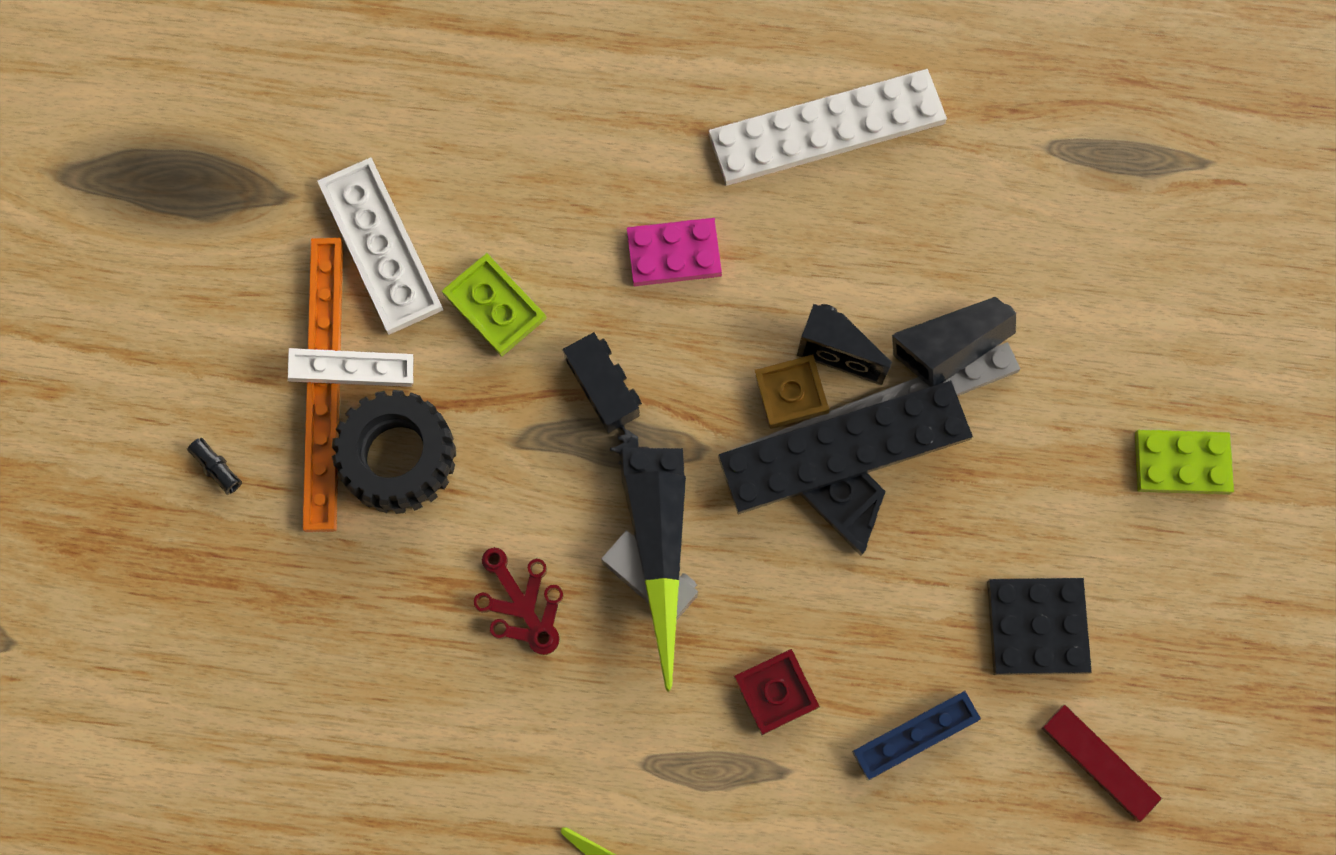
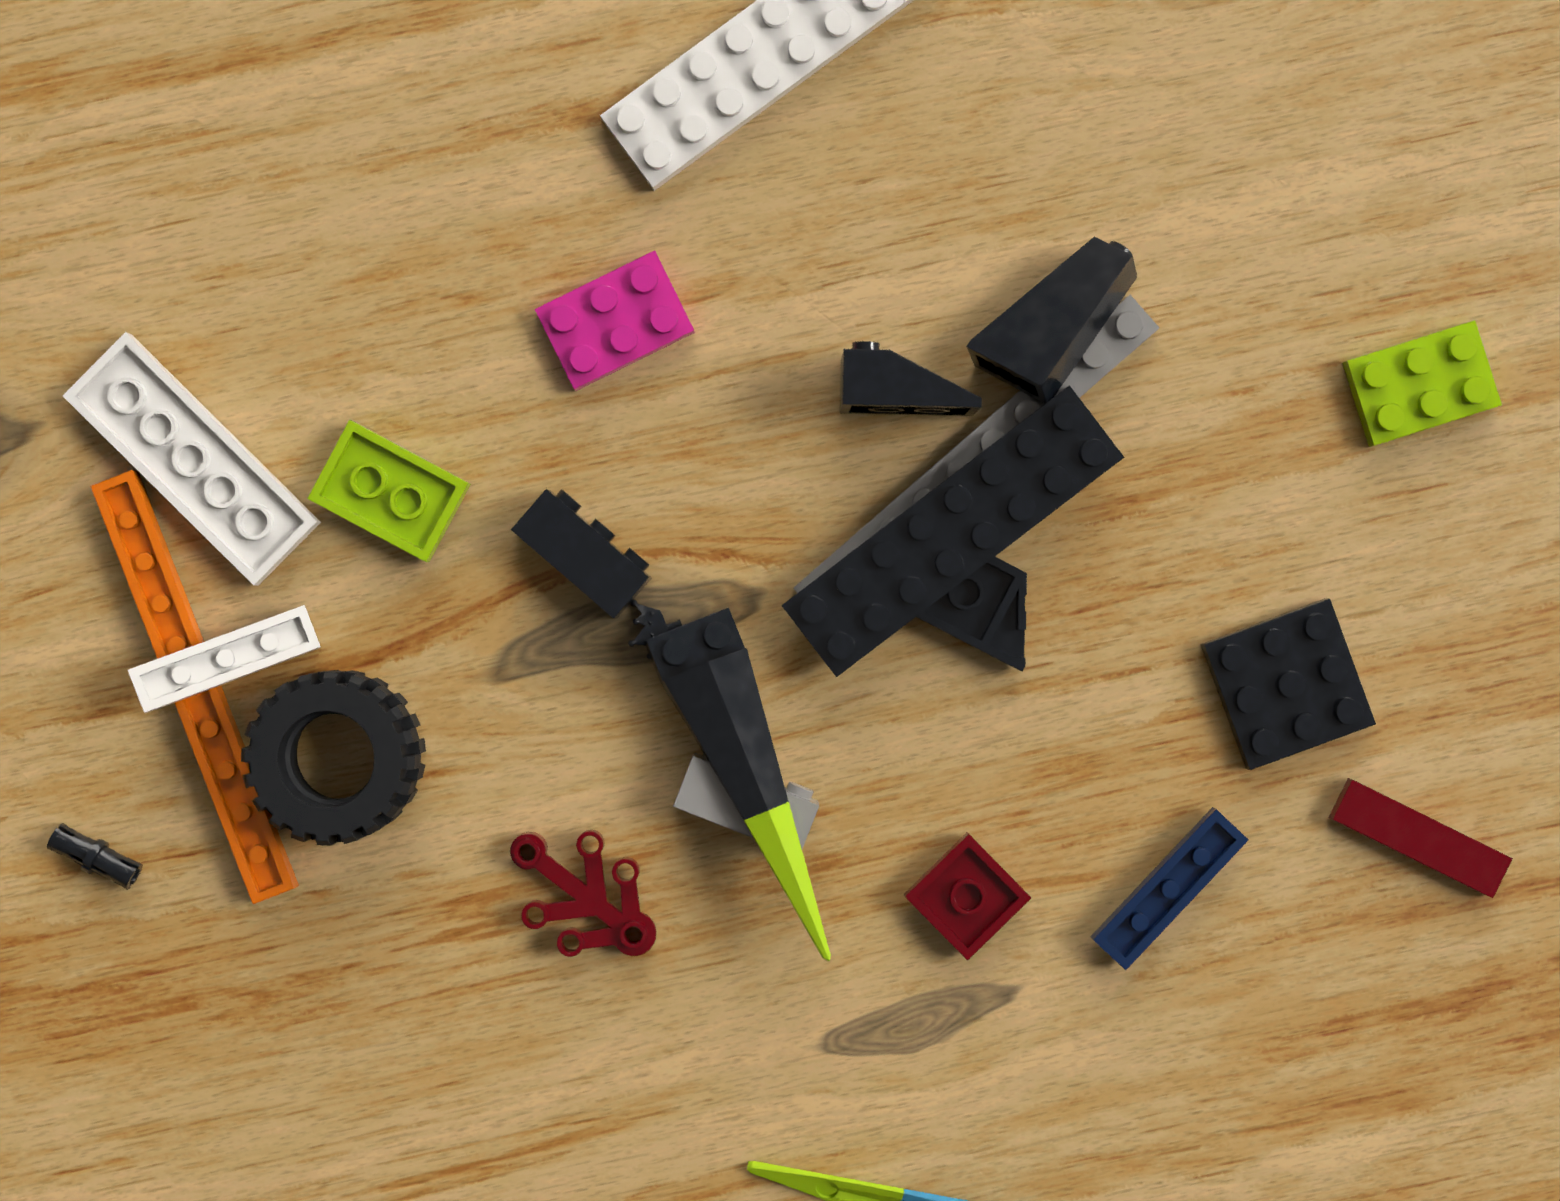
camera: 20 degrees left, 15 degrees up
(791, 391) = (851, 474): pearl gold plate -> none

